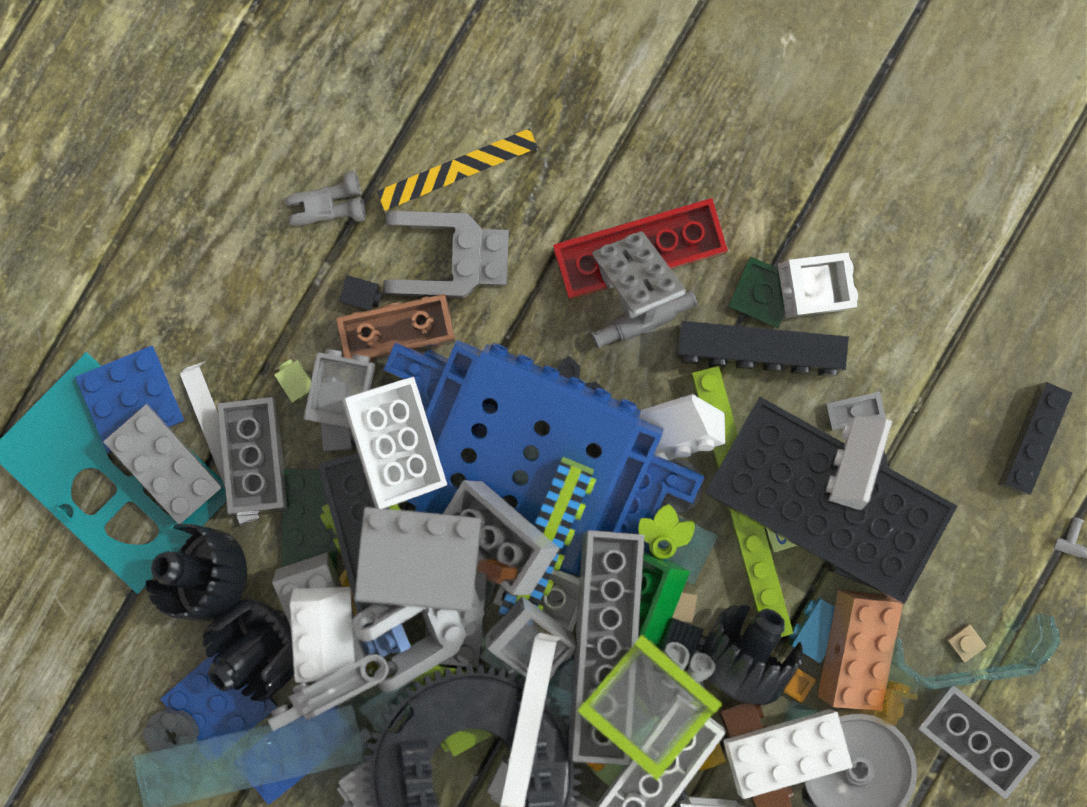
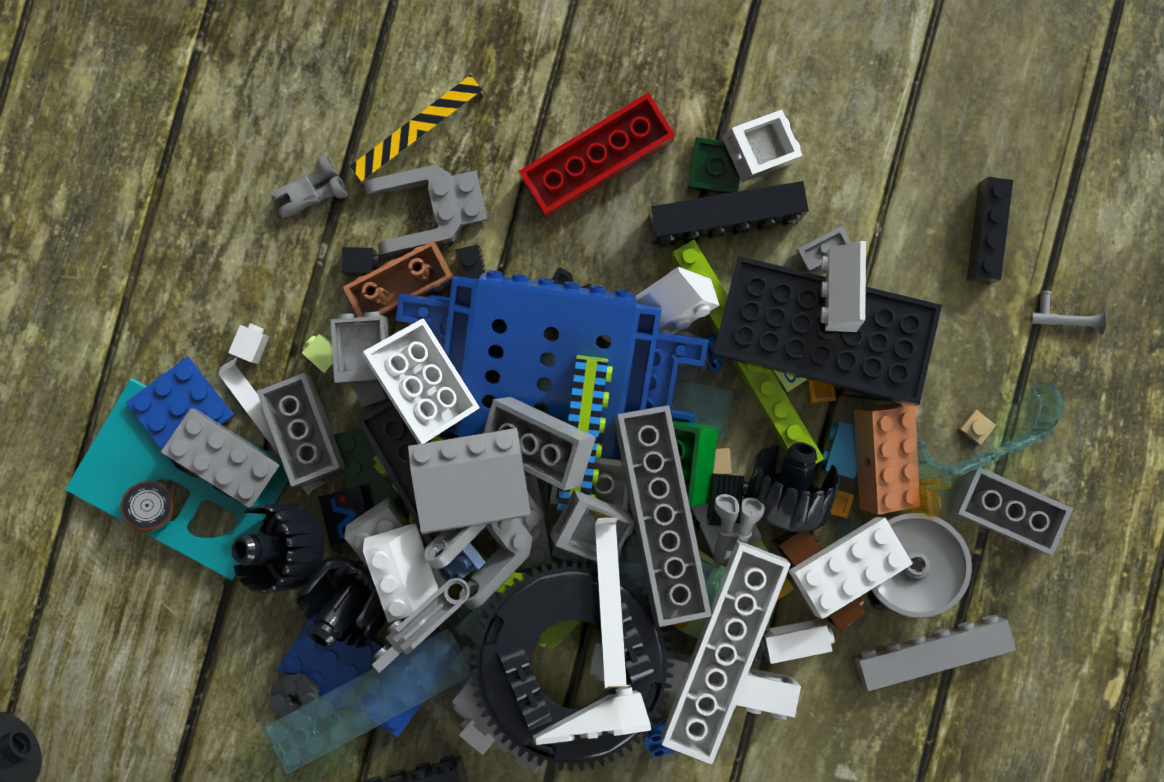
camera: 15 degrees left, 0 degrees up
(70, 493) = (147, 506): none -> tile
(221, 349) = (249, 343): none -> white brick
(273, 551) = (341, 509): none -> black tile
(477, 328) = (470, 261): none -> black brick
(496, 570) = (543, 471): reddish brown plate -> none
(645, 287) = (608, 181): light grey plate -> none
(649, 707) = (716, 559): clear piece -> none
(668, 528) = (686, 394): lime plate -> none
(705, 502) = (715, 363): none -> blue arm
(809, 563) = (820, 392): none -> light orange tile

